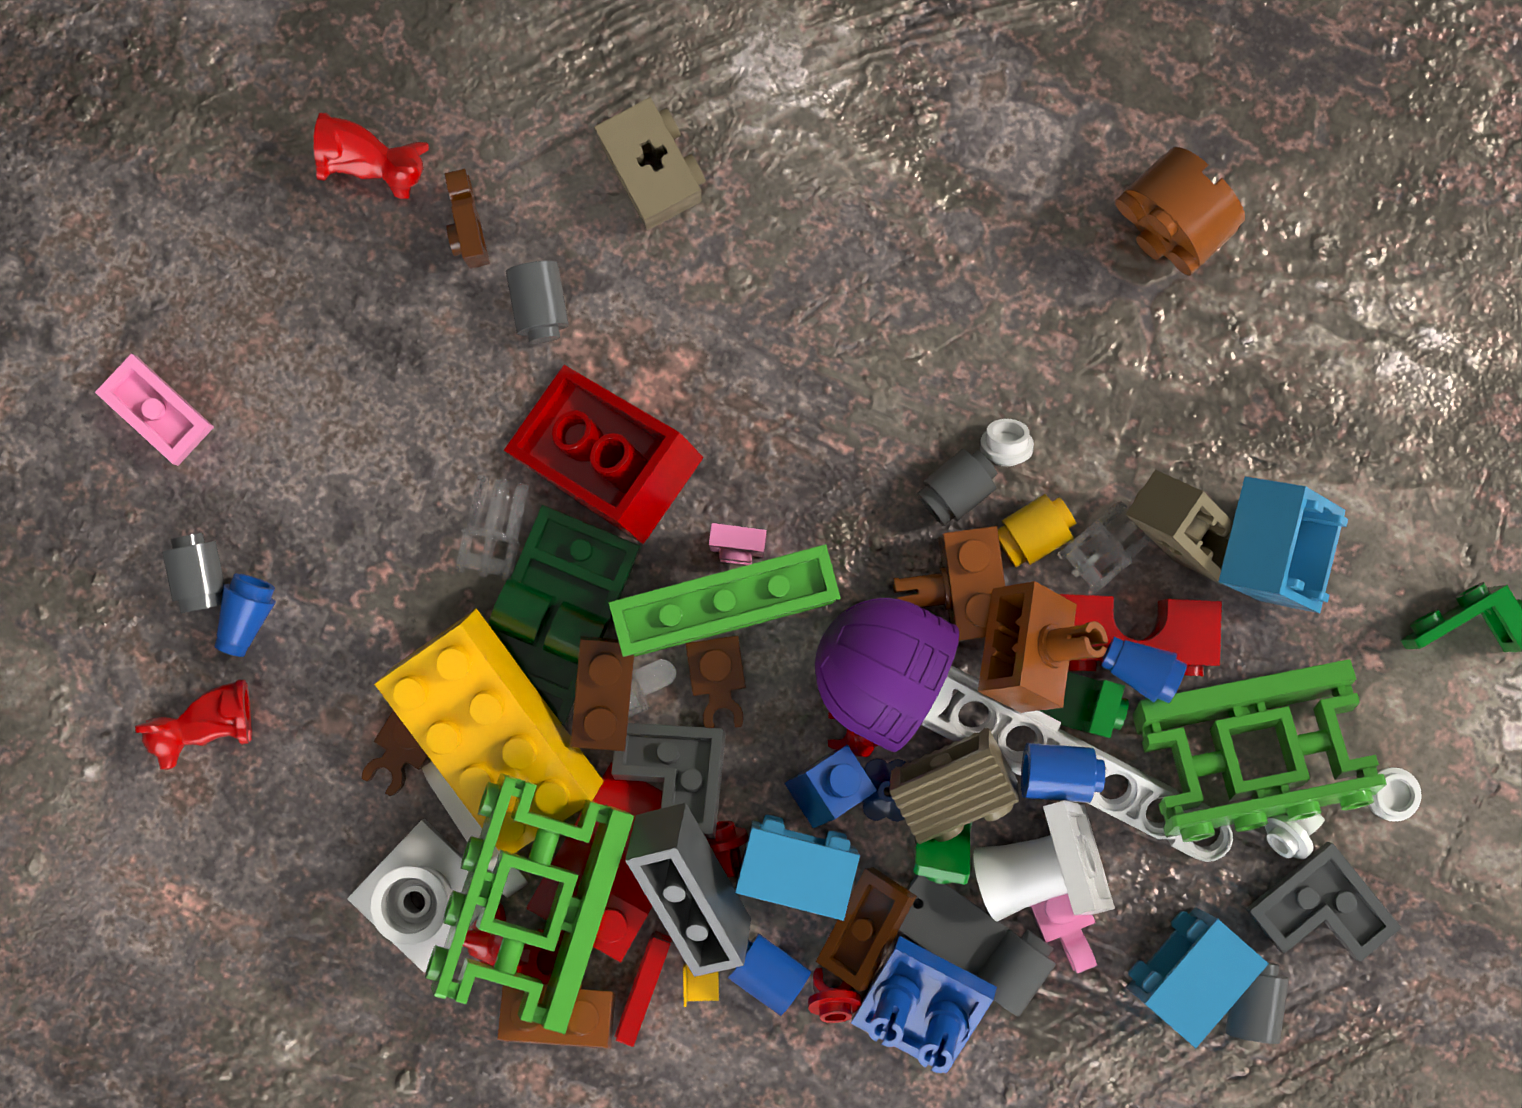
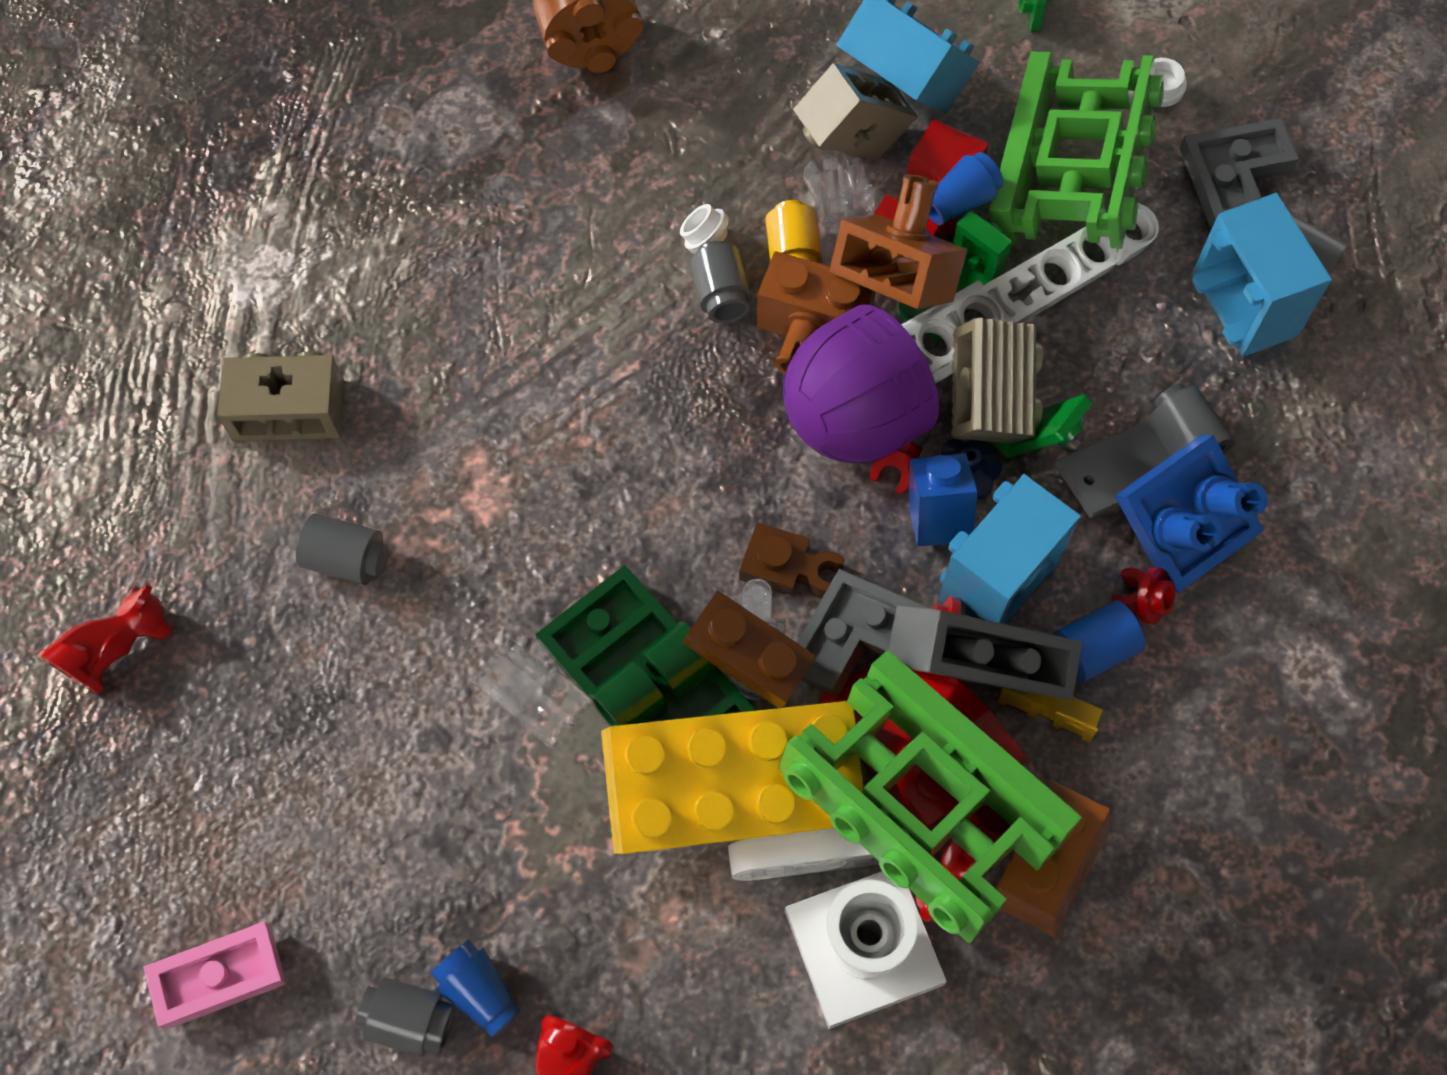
camera: 60 degrees left, 20 degrees down
(400, 750) = (693, 884): reddish brown plate -> none
(466, 233) = (237, 580): reddish brown plate -> none
(605, 453) = (519, 557): red slope -> none
(643, 988) = (1058, 760): red tile -> none
(725, 601) = (720, 487): bright green fence -> none
(737, 543) = (669, 468): bright pink plate -> none
(868, 929) = (1102, 534): reddish brown plate -> none
(1046, 867) = (1107, 336): white plant -> none
(1056, 920) = (1150, 369): bright pink plate -> none
(1061, 773) = (1025, 286): blue brick -> none
(1292, 837) = (1165, 164): white plate -> none

